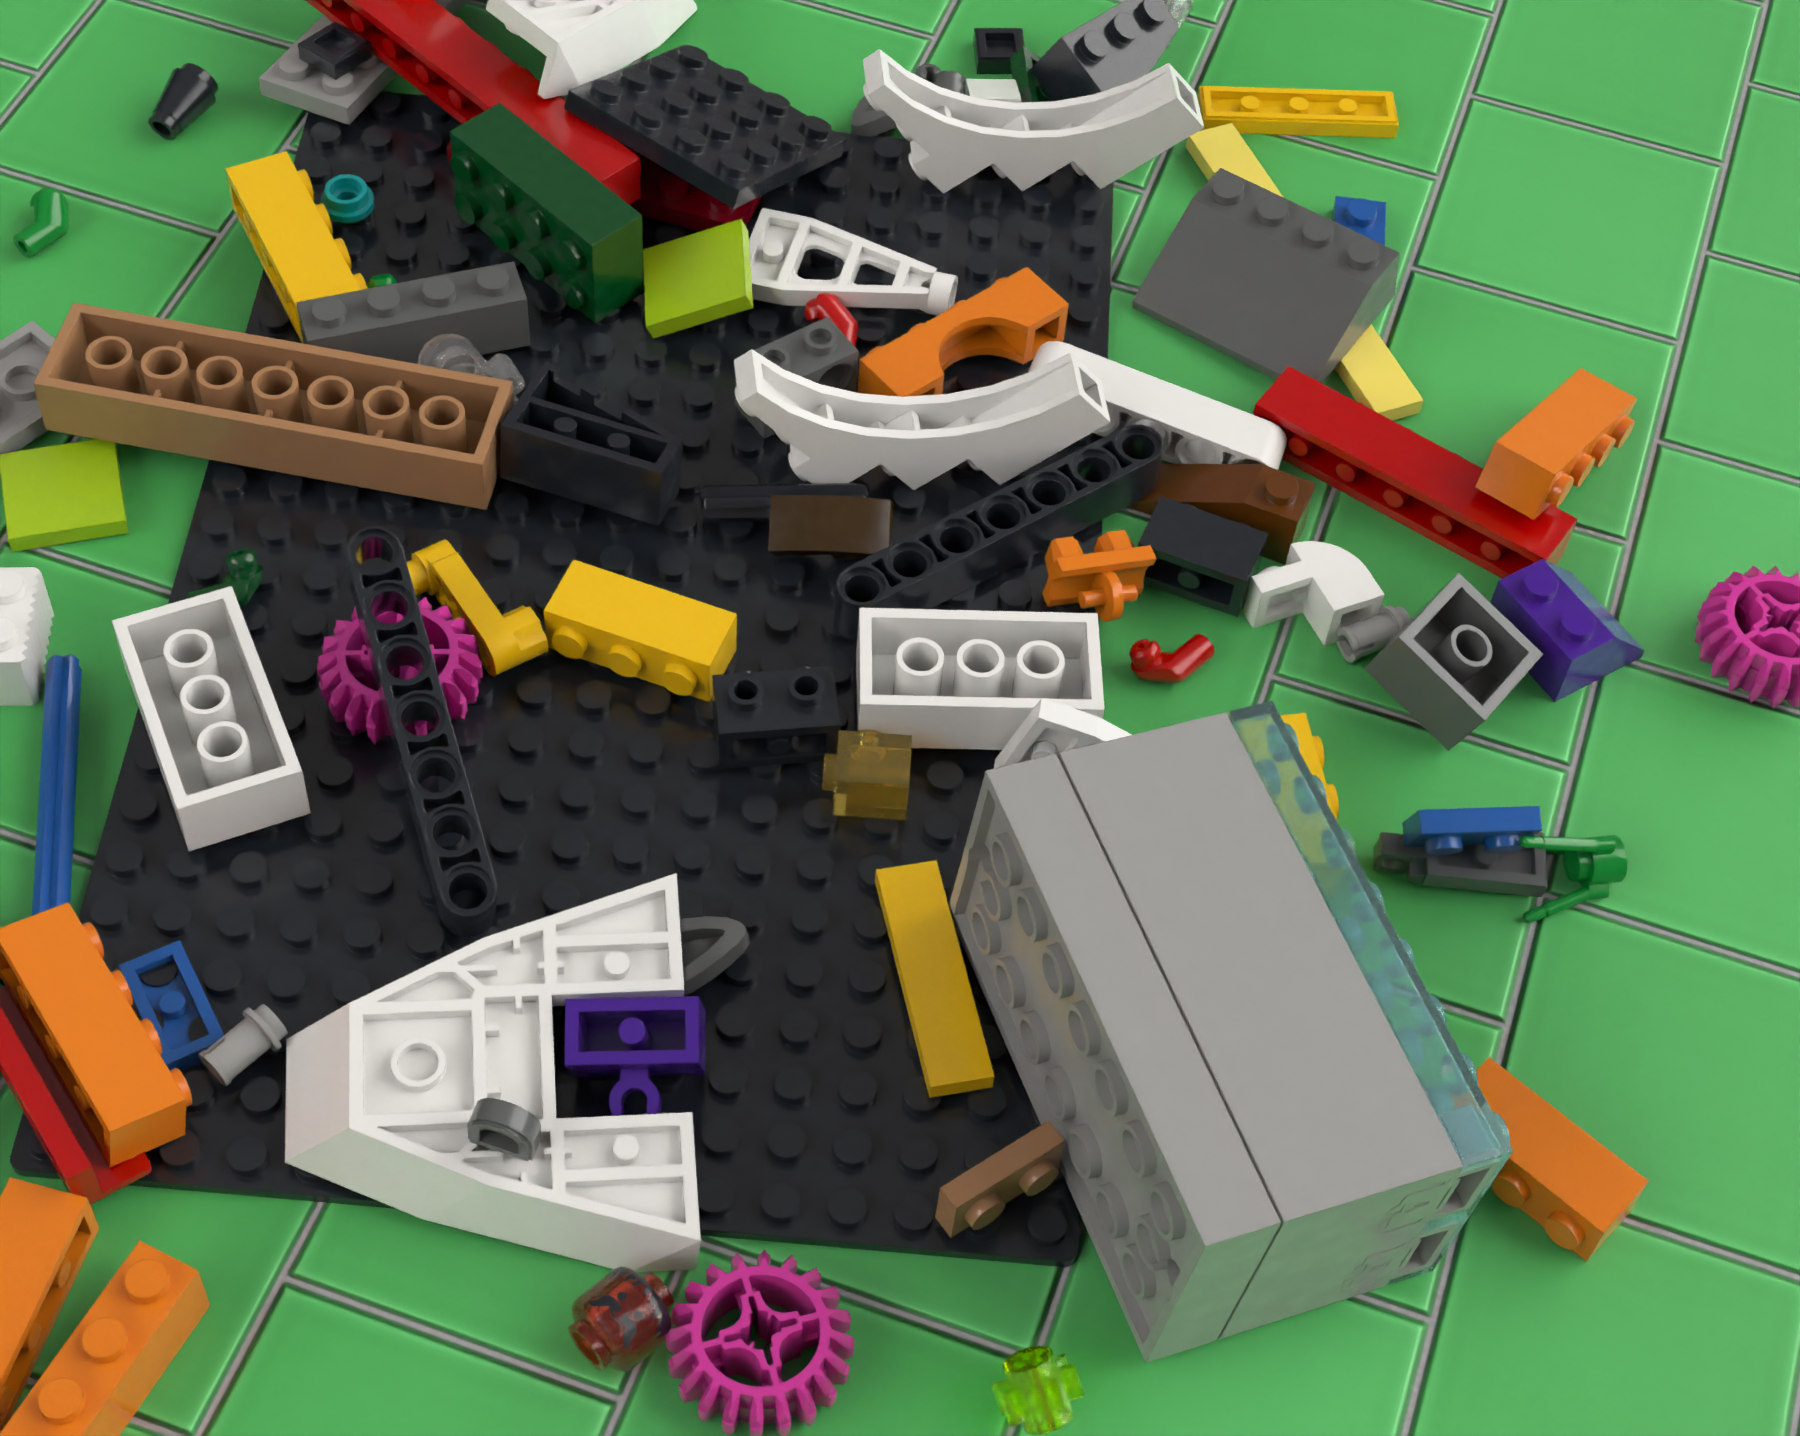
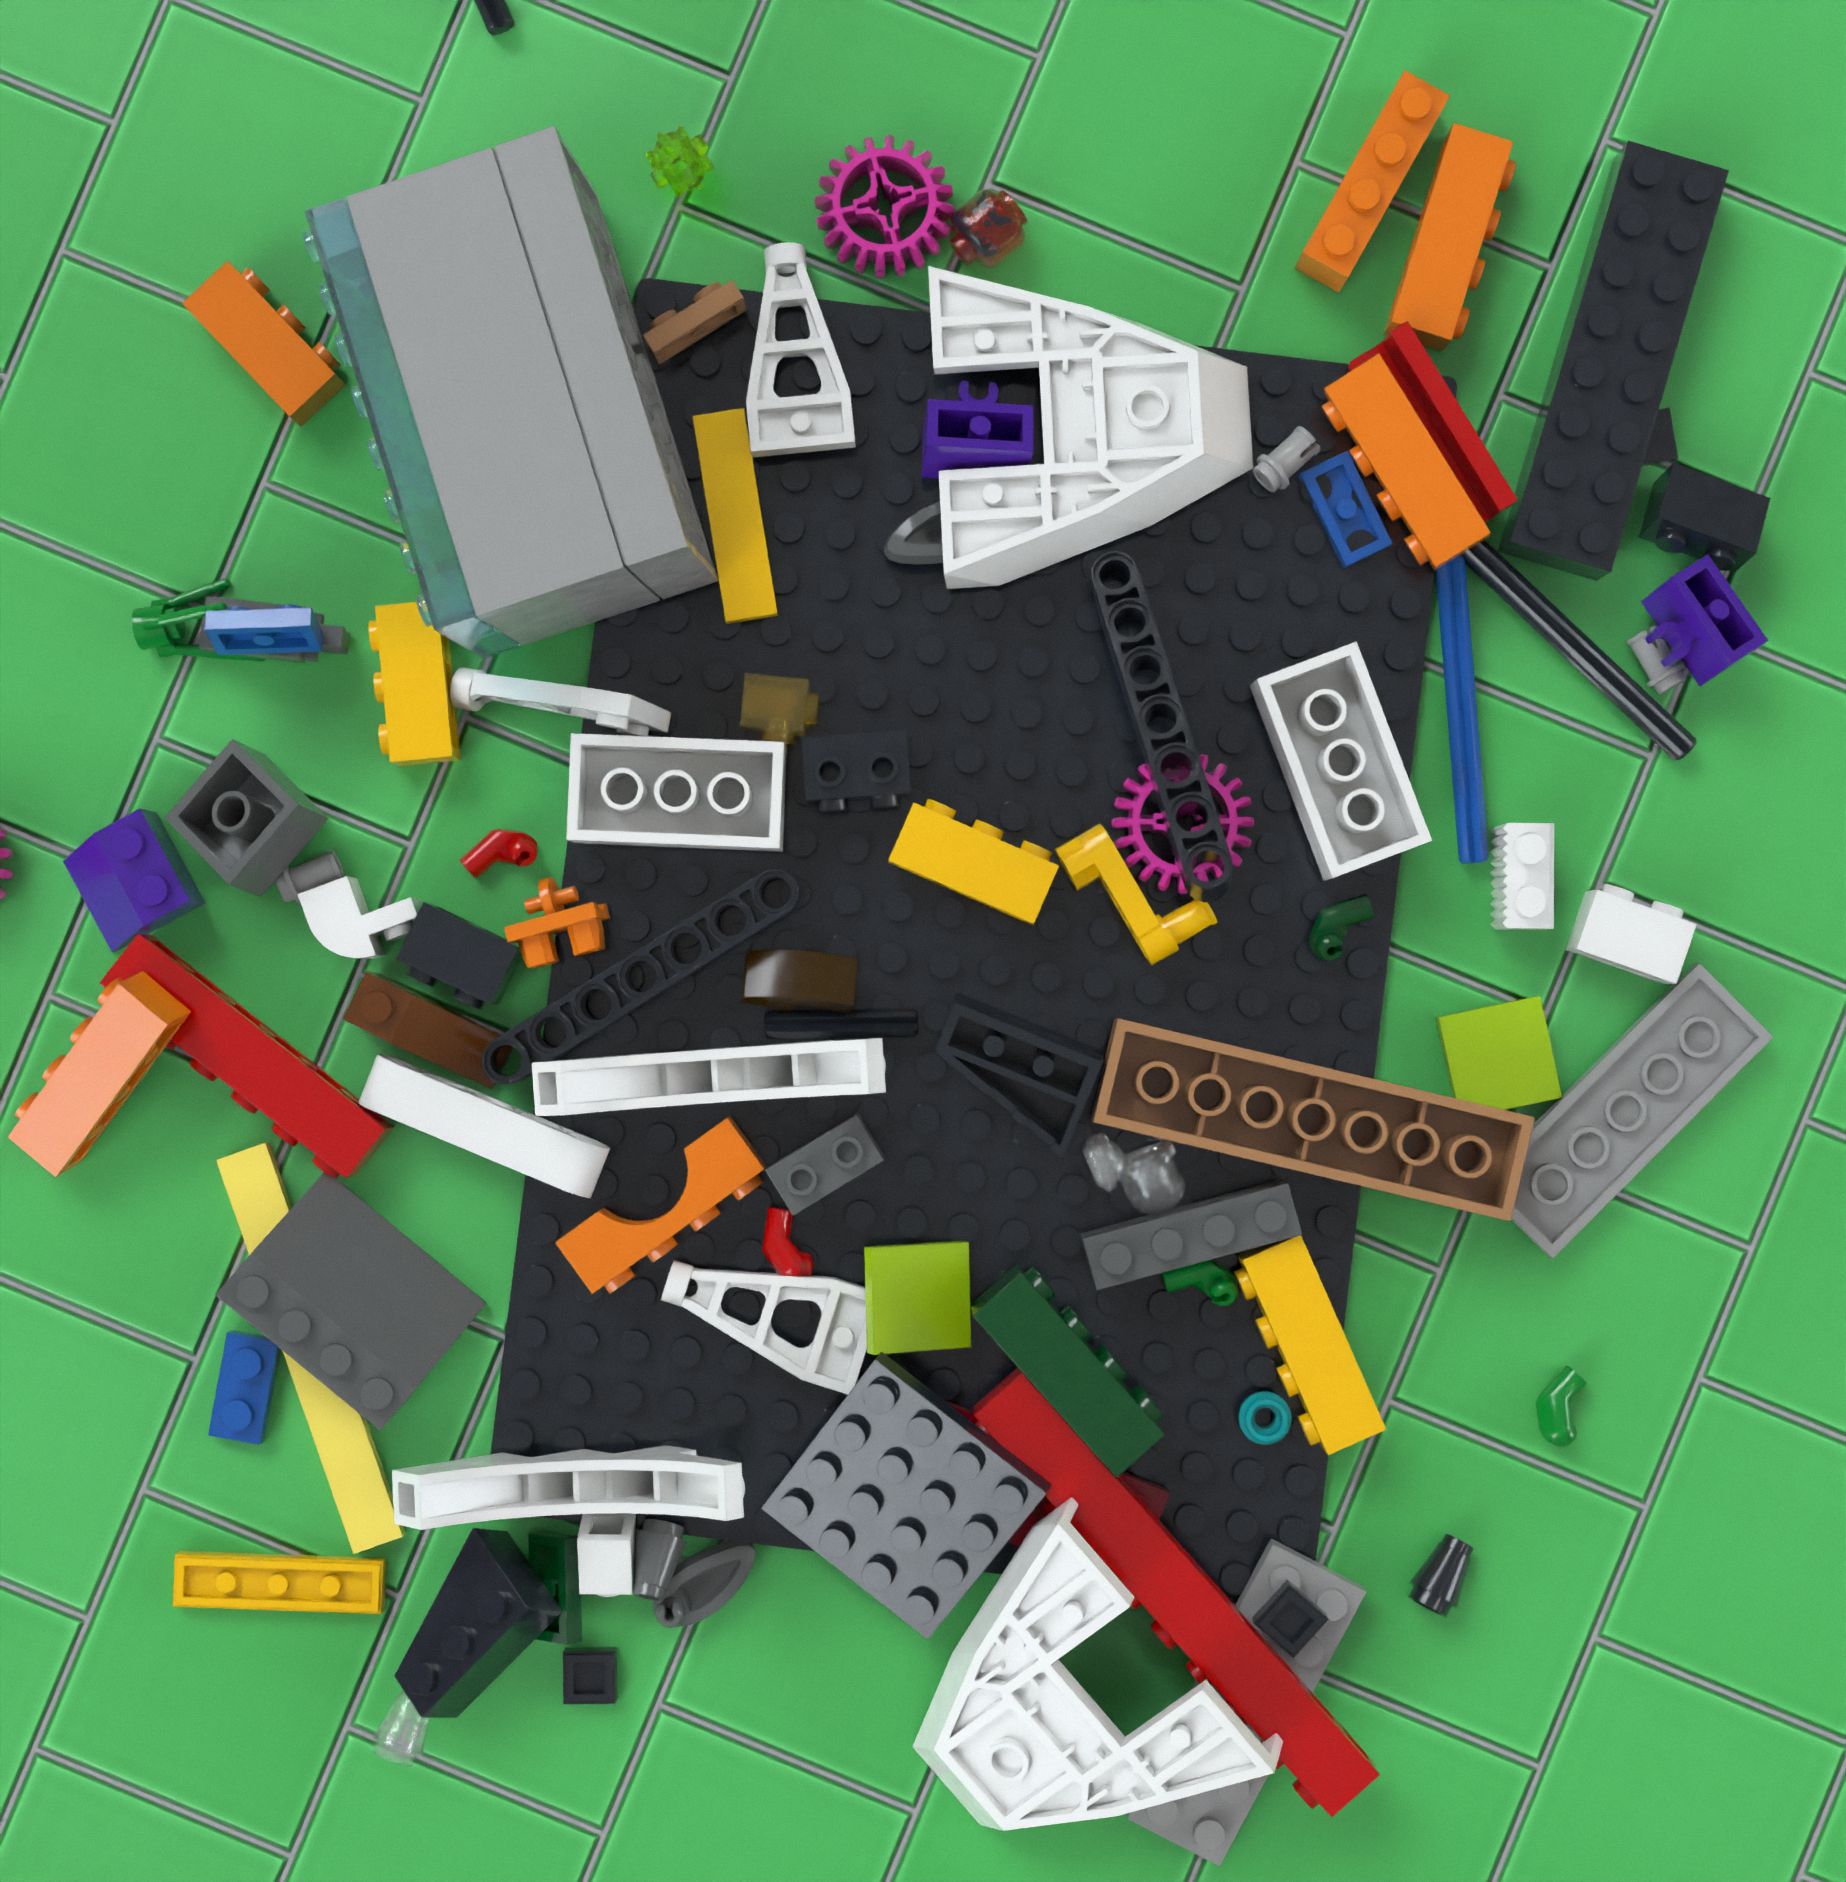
camera: 170 degrees left, 35 degrees up
(504, 1128) = (1079, 335): dark grey tile -> none
(859, 1072) = (804, 421): none -> white plate

